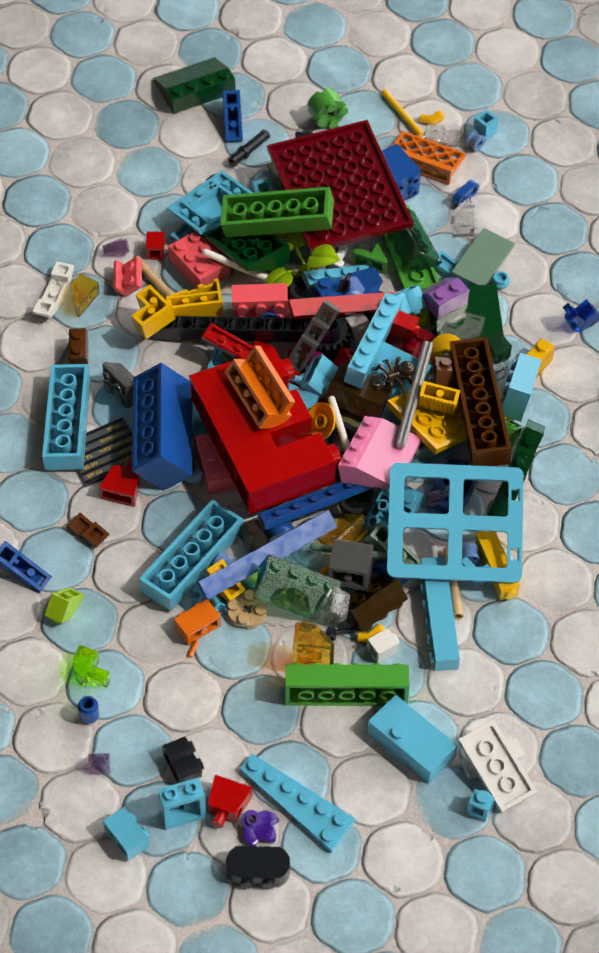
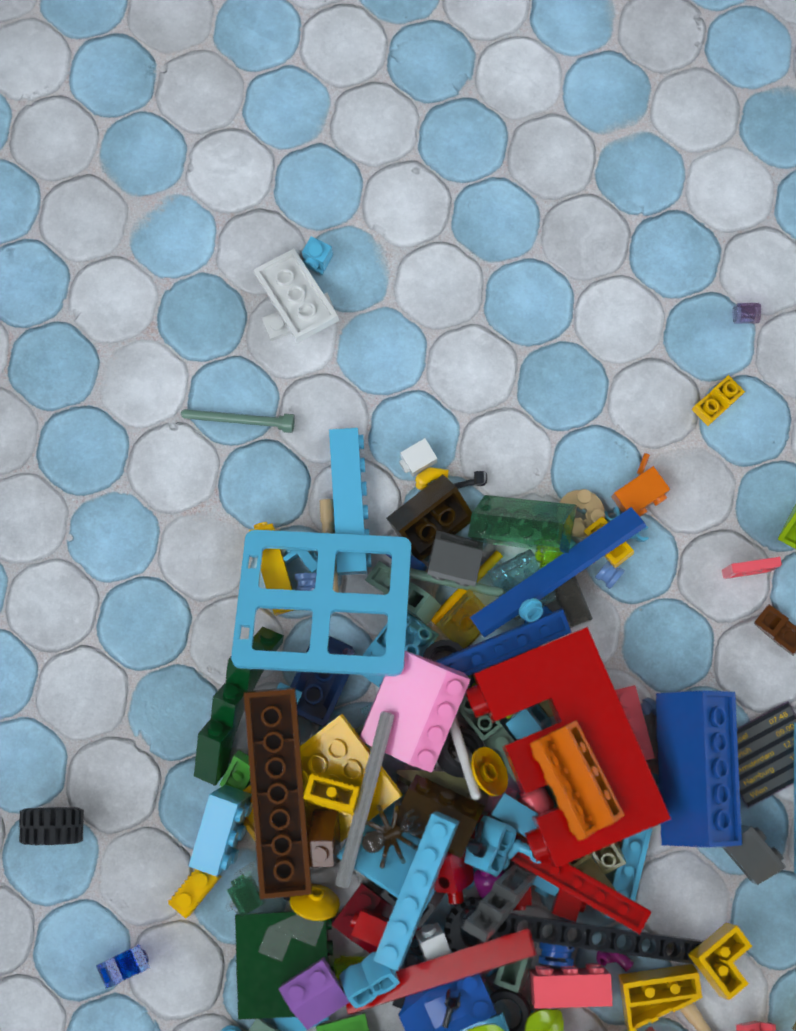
camera: 175 degrees left, 25 degrees up
(86, 669) = (772, 429): clear neon green brick -> none
(88, 710) = (764, 374): blue brick -> none
(111, 563) = (751, 567): none -> coral tile
(121, 485) = (749, 693): red torso -> none
(126, 833) = (711, 224): medium azure brick -> none
(128, 696) = (718, 400): none -> yellow slope
(182, 760) = (651, 313): black brick -> none
(190, 798) = (658, 243): medium azure window -> none
(191, 555) = (651, 583): medium azure brick -> none
(227, 800) = (600, 265): red torso -> none
(258, 866) = (565, 187): black brick -> none
(261, 829) = (560, 236): dark purple plate -> none
(290, 523) = (531, 610): none -> medium azure plate
(312, 645) = (505, 433): clear yellow slope -> none
(315, 814) = (508, 258): medium azure wing -> none
(330, 369) = (475, 846): none -> black hand
(334, 608) = (476, 499): clear slope -> none
(345, 684) = (464, 397): bright green brick -> none
(412, 738) = (390, 335): medium azure brick -> none
(498, 672) = (284, 423): none -> sand green piece

